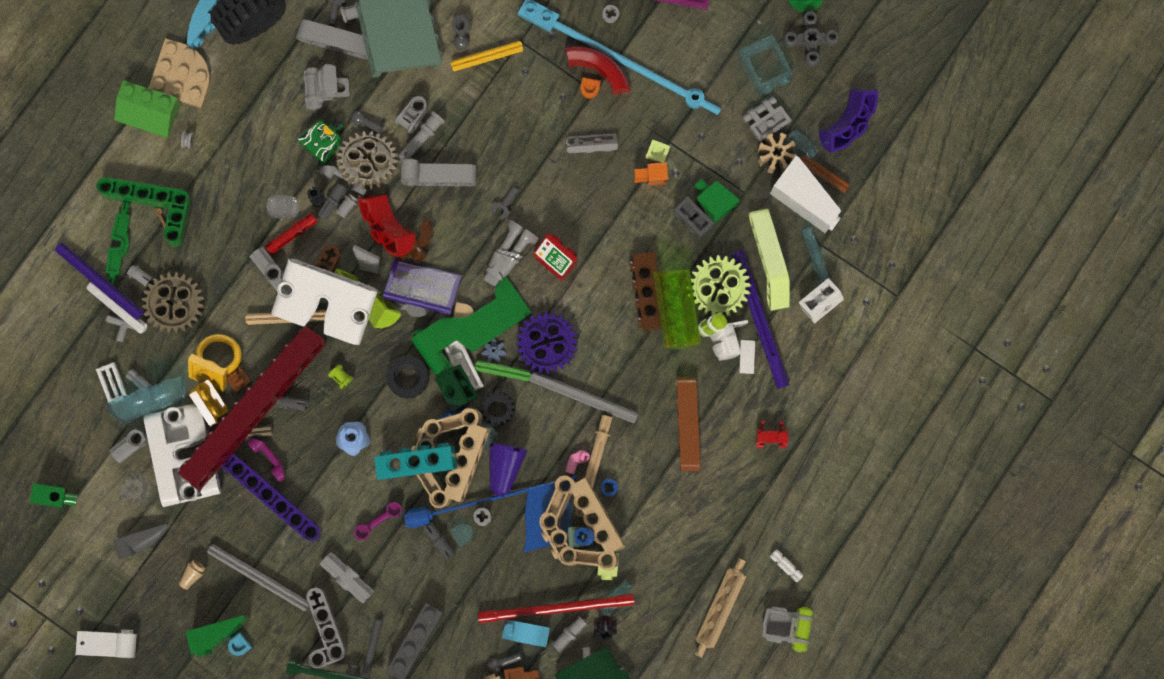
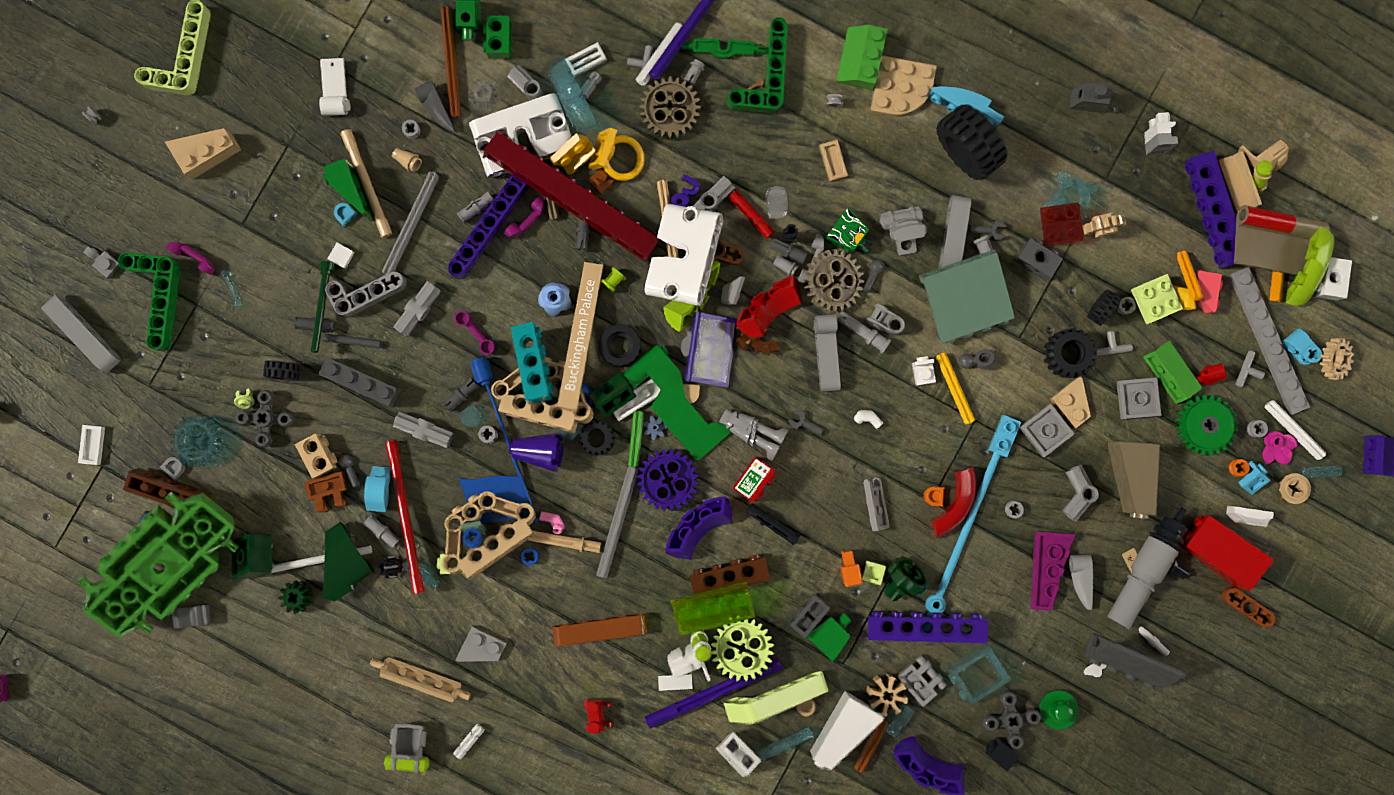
camera: 85 degrees right, 5 degrees up
(78, 464) = (502, 37): none -> green brick
(82, 520) = (450, 59): none -> dark orange axle
(166, 568) = (406, 124): none -> light grey bush
(247, 148) = (833, 160): none -> tan tile
(250, 509) = (475, 207): none -> light grey pin
(251, 607) = (351, 146): none -> tan piece
(267, 299) = (682, 199): none -> dark purple leg
(282, 652) = (341, 255): none -> white tile
(394, 412) = (580, 337): none -> tan tile
(466, 84) = (923, 371): none -> white bracket
(470, 582) = (423, 429): none -> light grey piece
(504, 142) = (868, 415): none -> white arm
(593, 319) = (696, 524): none -> dark purple brick
(603, 242) = (766, 519): none -> black pin
(667, 123) = (905, 580): none -> dark green piece
(694, 545) = (481, 647): none -> light grey wing
(726, 60) = (978, 633): none -> dark purple brick
(782, 231) = (806, 708): none -> tan tile
(842, 52) = (1001, 754): none -> black brick

